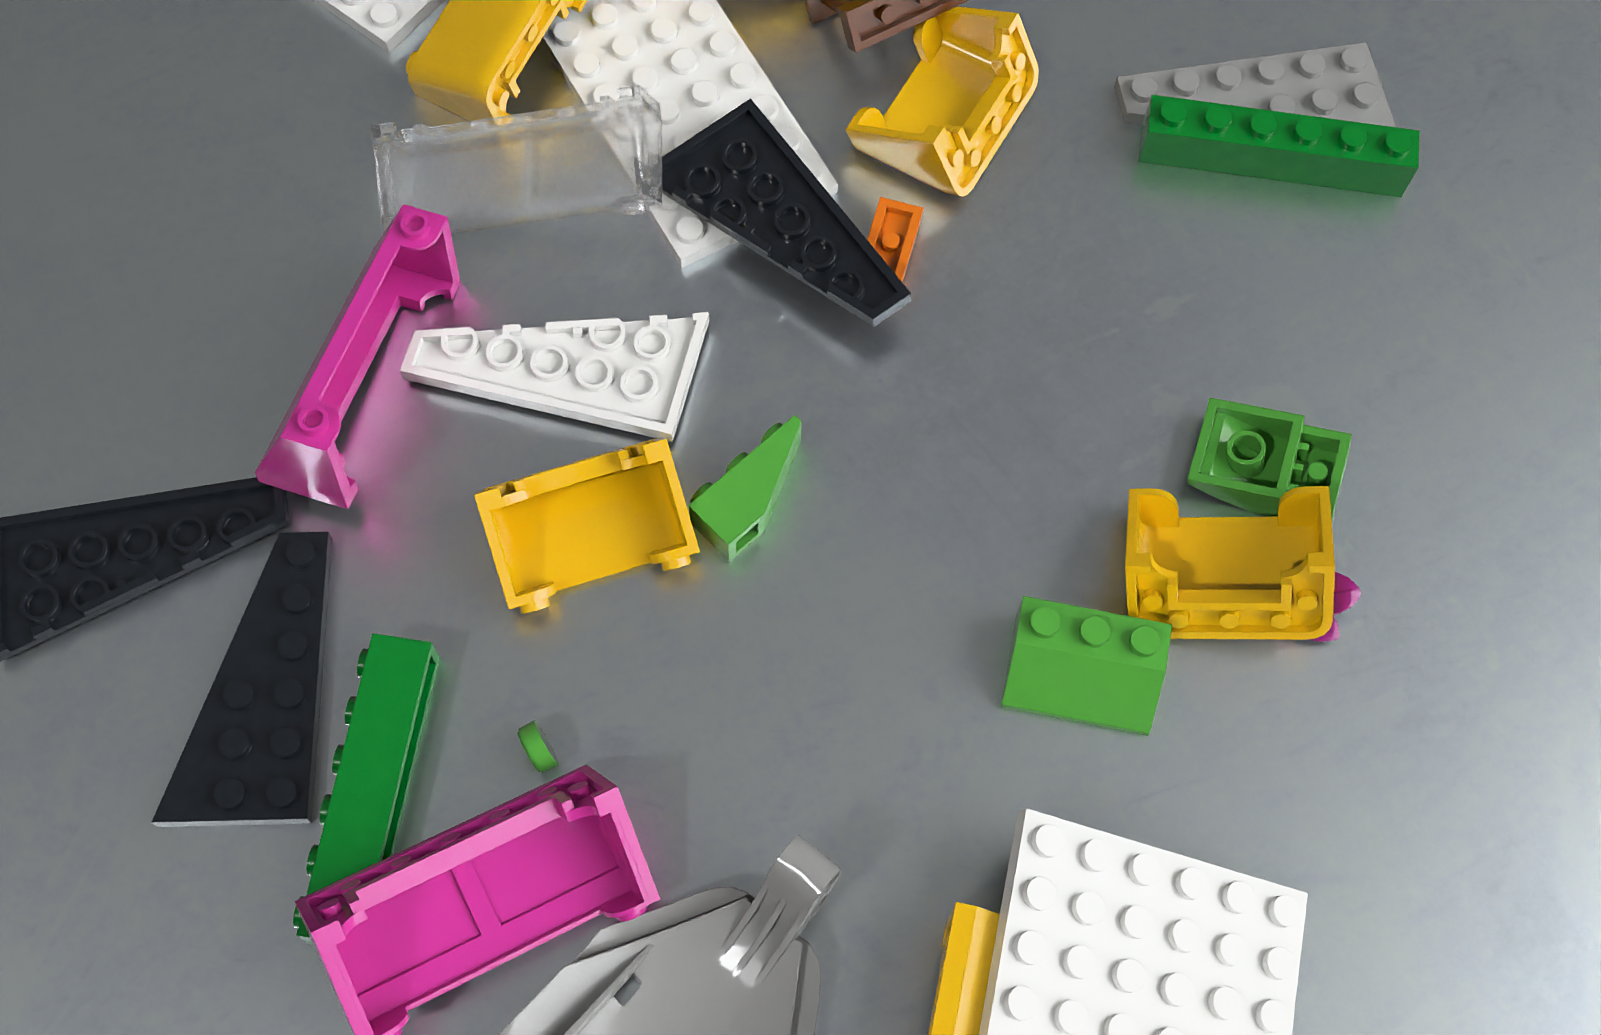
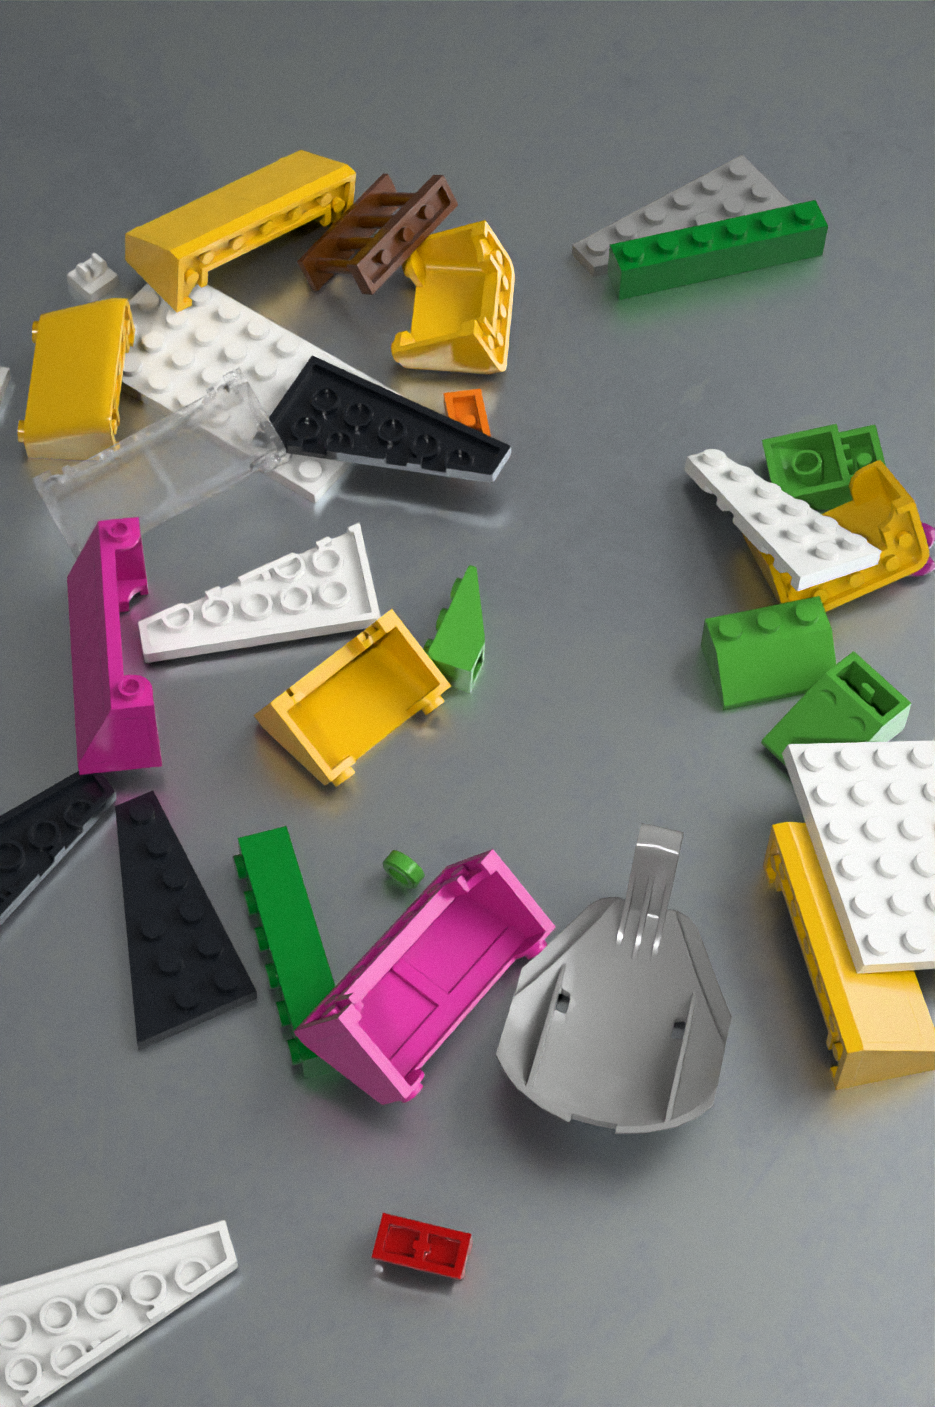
camera: 25 degrees left, 10 degrees down
(1123, 783) = (842, 707): none -> bright green slope
(1175, 537) = (777, 524): none -> white wing

